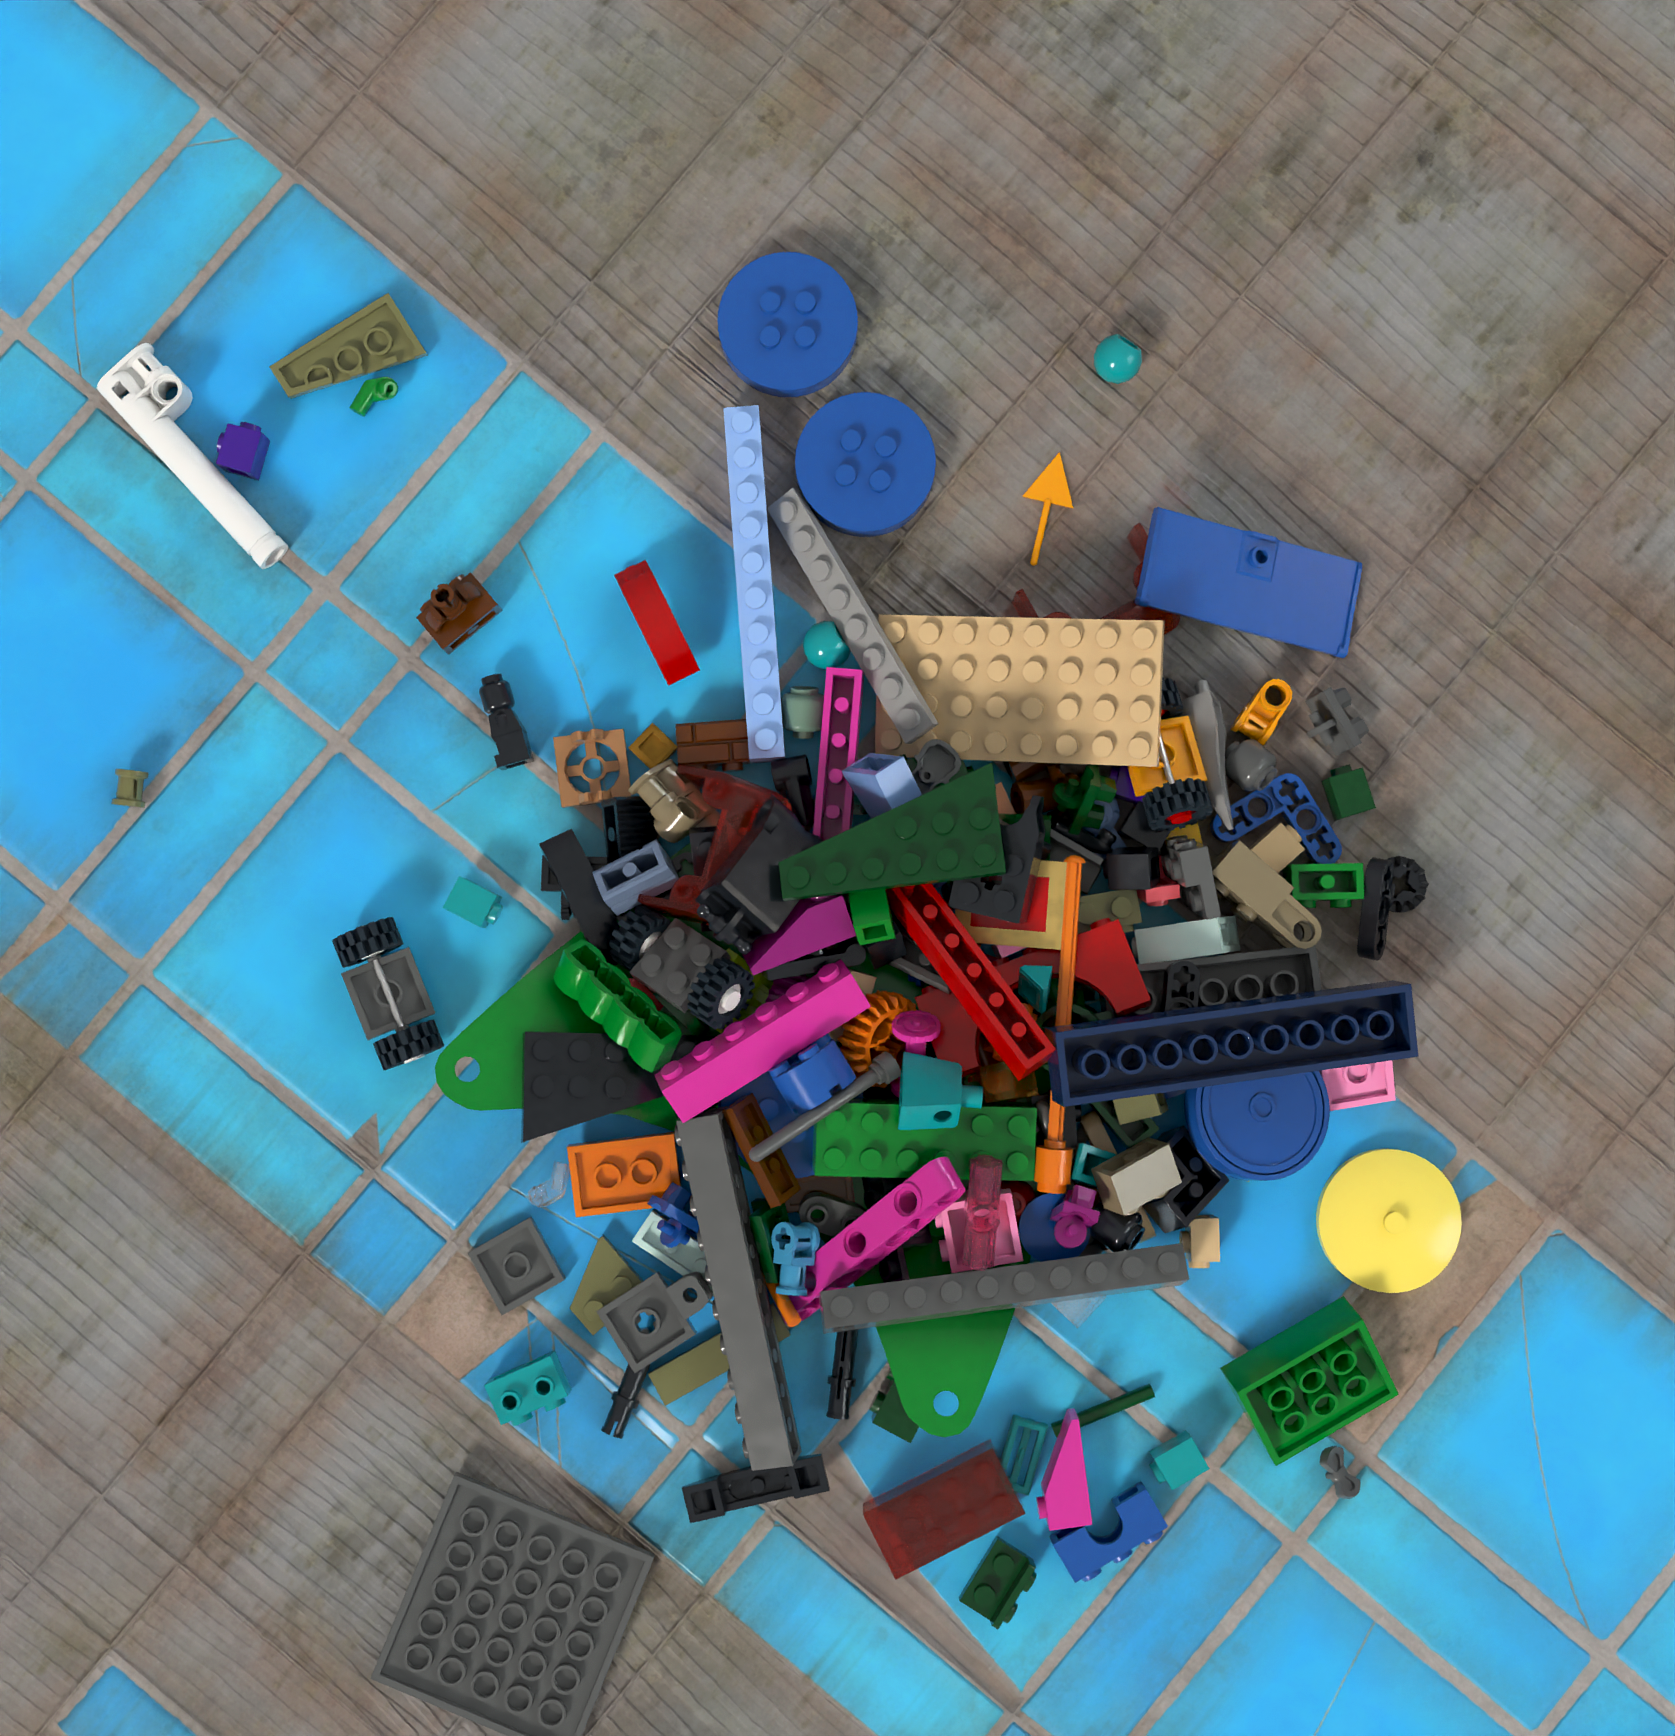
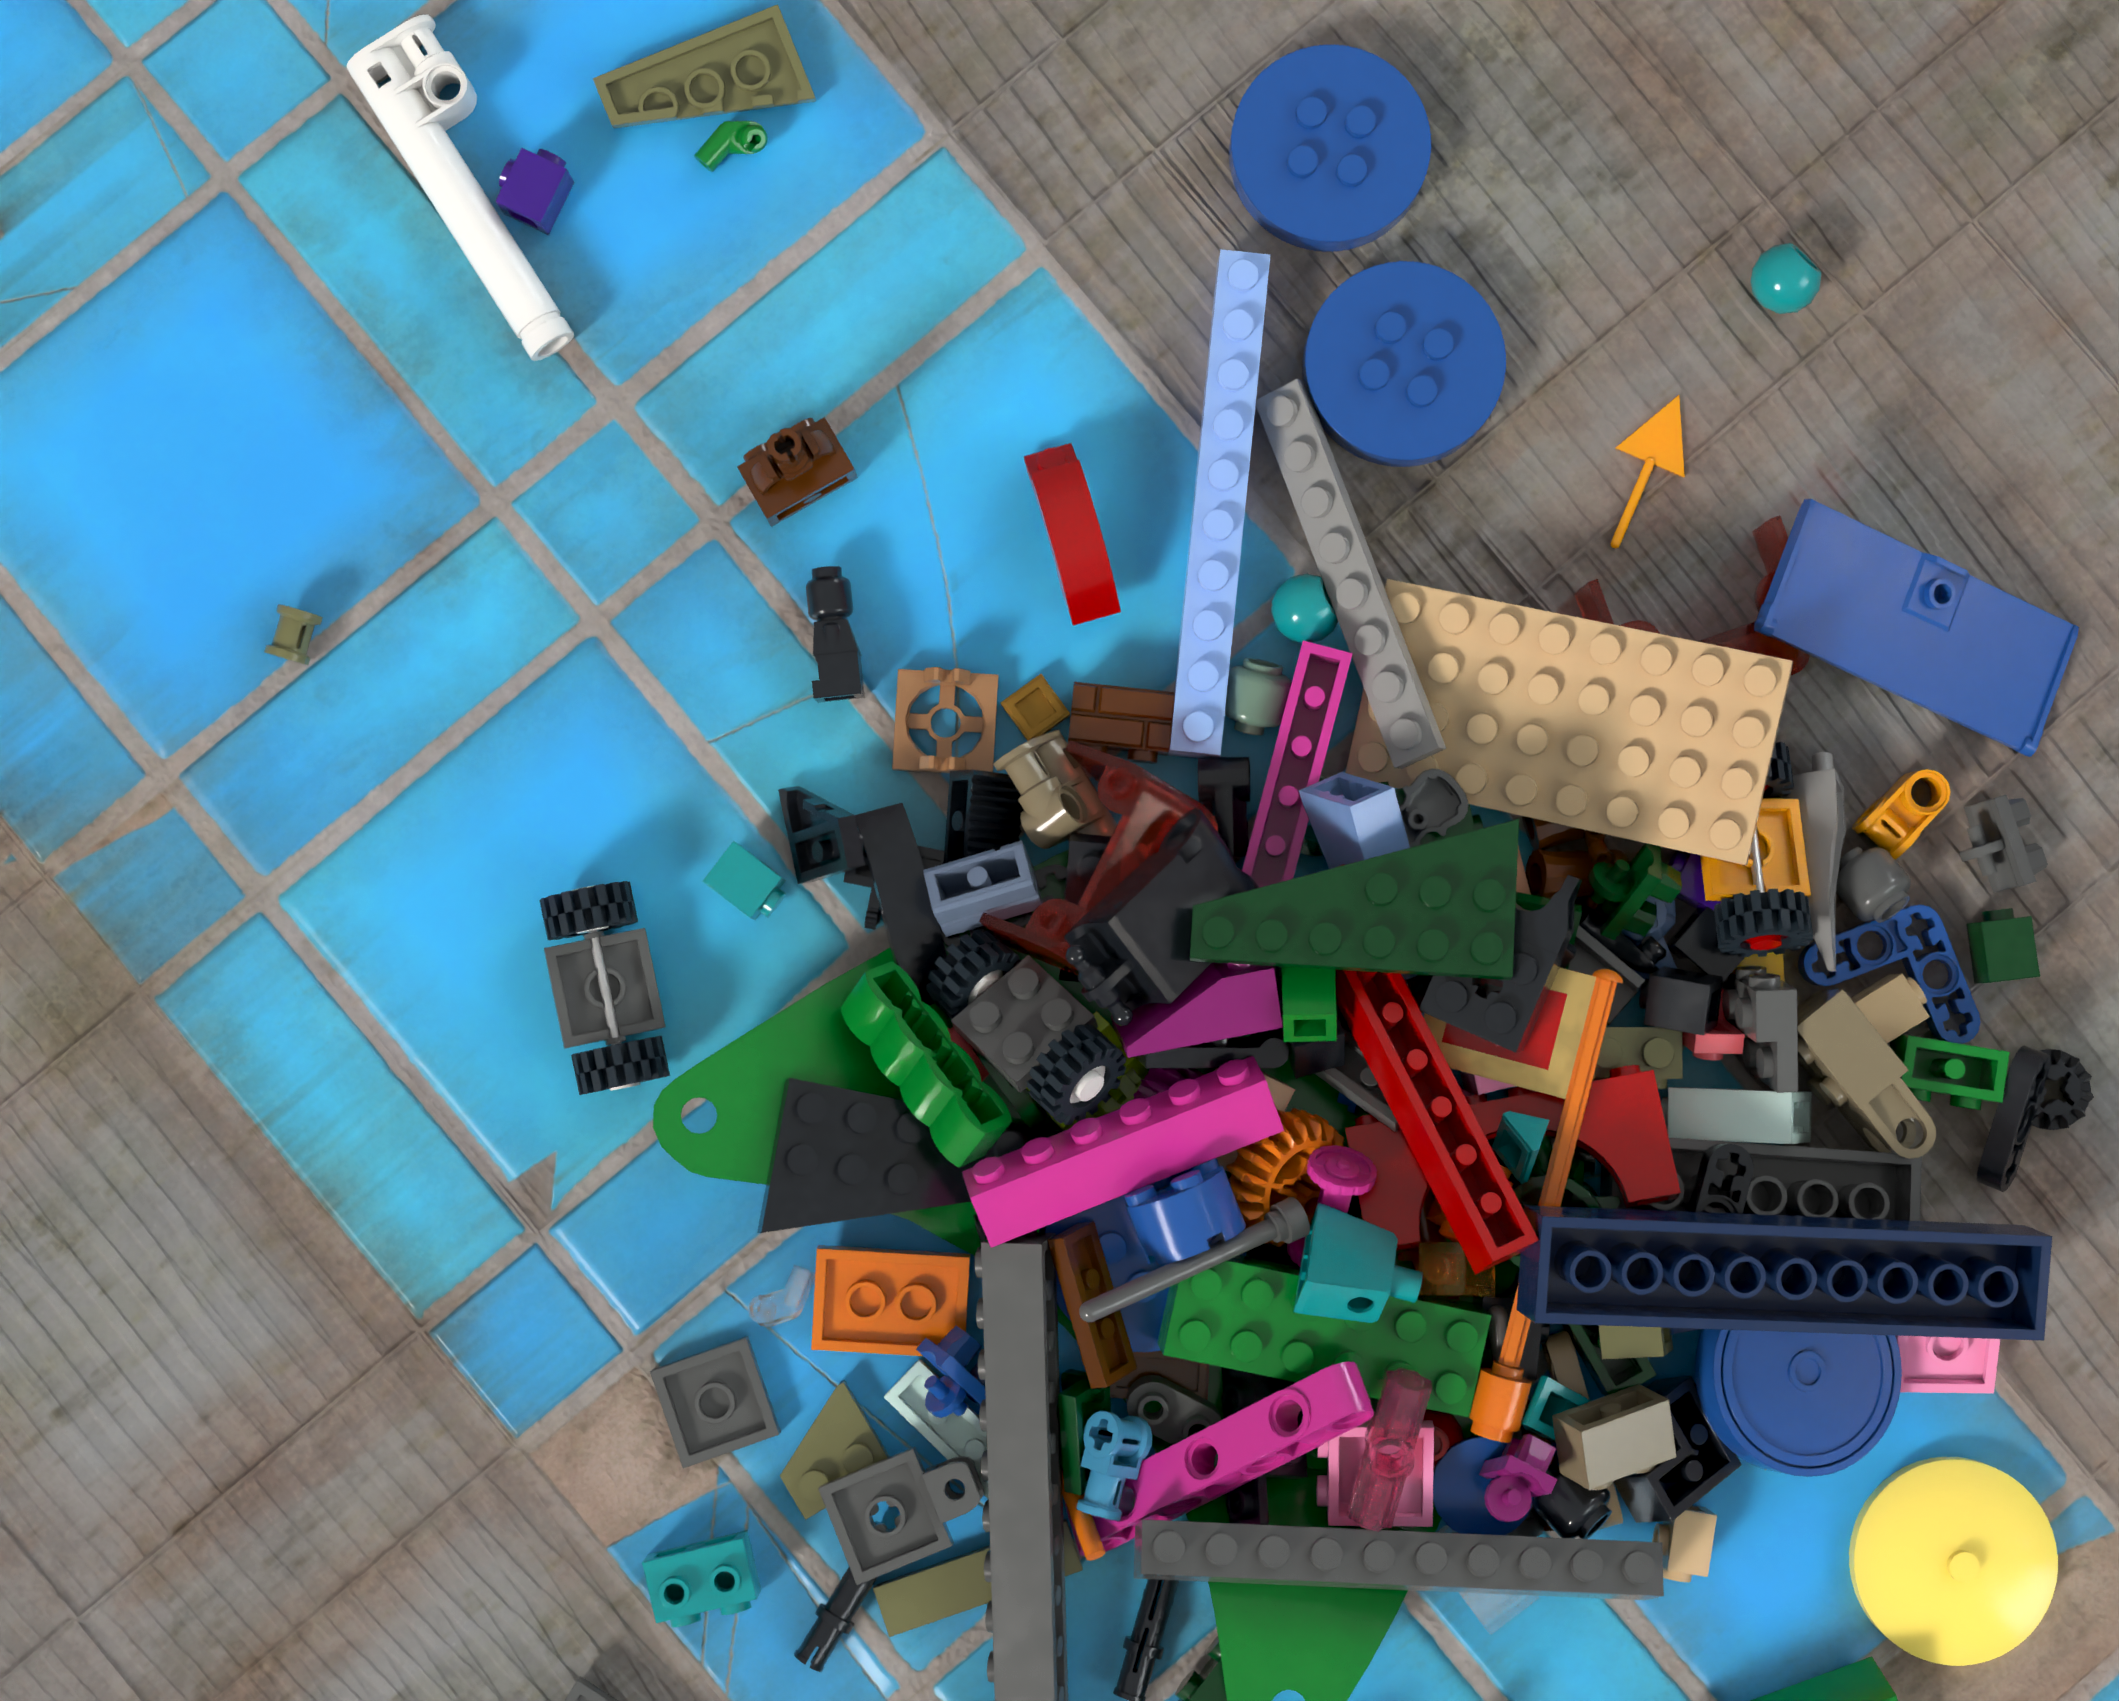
camera: 10 degrees right, 0 degrees up
(519, 862) = (820, 835): none -> black wing

